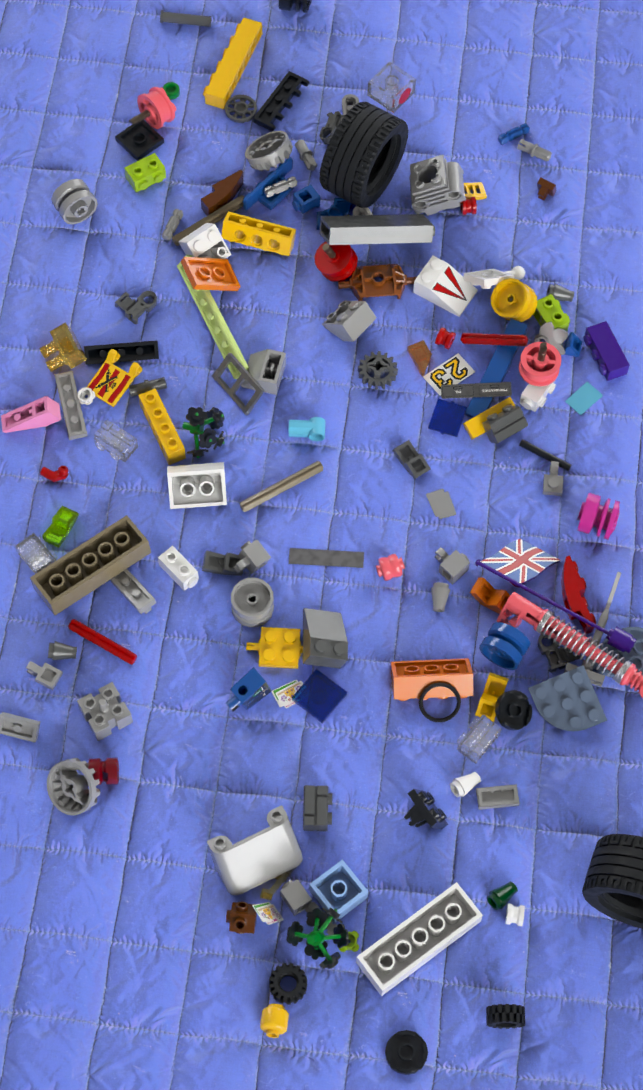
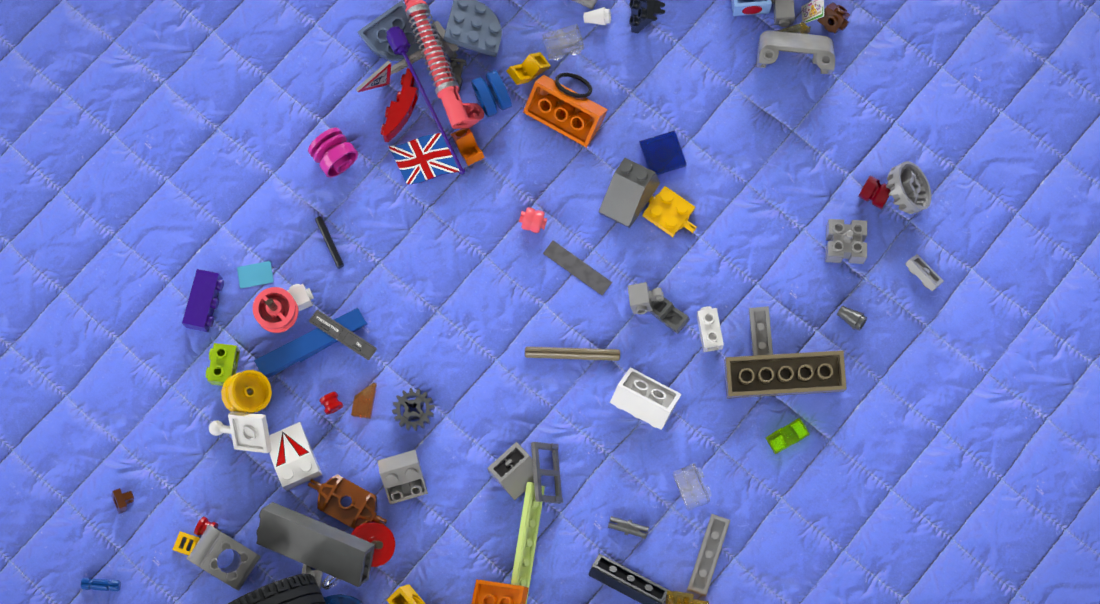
camera: 140 degrees left, 10 degrees up
(32, 415) = (753, 561): bright pink slope -> none
(35, 553) = (825, 418): clear brick -> none
(46, 675) = (876, 303): light grey plate -> none
(55, 476) = (763, 489): red arm -> none
(83, 392) = (693, 549): white plate -> none
(102, 641) = (812, 307): red axle -> none
(112, 381) = (660, 552): yellow flag -> none
(162, 426) = (641, 474): yellow brick -> none
(197, 420) = (612, 443): black plant -> none
(252, 602) = (668, 246): light grey wheel -> none
(252, 686) = (719, 185): blue torso -> none
(284, 693) = (685, 174): sticker -> none
(312, 428) = (510, 389): medium azure piece -> none
(316, 808) = (725, 65): dark grey brick -> none
(411, 460) = (444, 308): dark grey slope -> none
(440, 594) = (508, 173): light grey cone -> none
(441, 503) = (447, 255): light grey sticker -> none
(447, 417) = (385, 328): clear blue piece -> none
(448, 373) = (351, 371): sticker -> none
(452, 566) = (480, 191): light grey brick -> none
(474, 425) = (349, 302): yellow tile -> none
(494, 339) = (292, 366): red axle -> none
(505, 423) = (343, 284): dark grey brick -> none
(513, 710) = (520, 46): black tile -> none
(534, 150) = (97, 551): light grey axle -> none
(552, 336) = (242, 339): light grey plate -> none
(553, 483) = (341, 213): light grey plate -> none
(560, 293) = (198, 385): dark grey cone -> none
(572, 345) = (226, 327): blue slope -> none

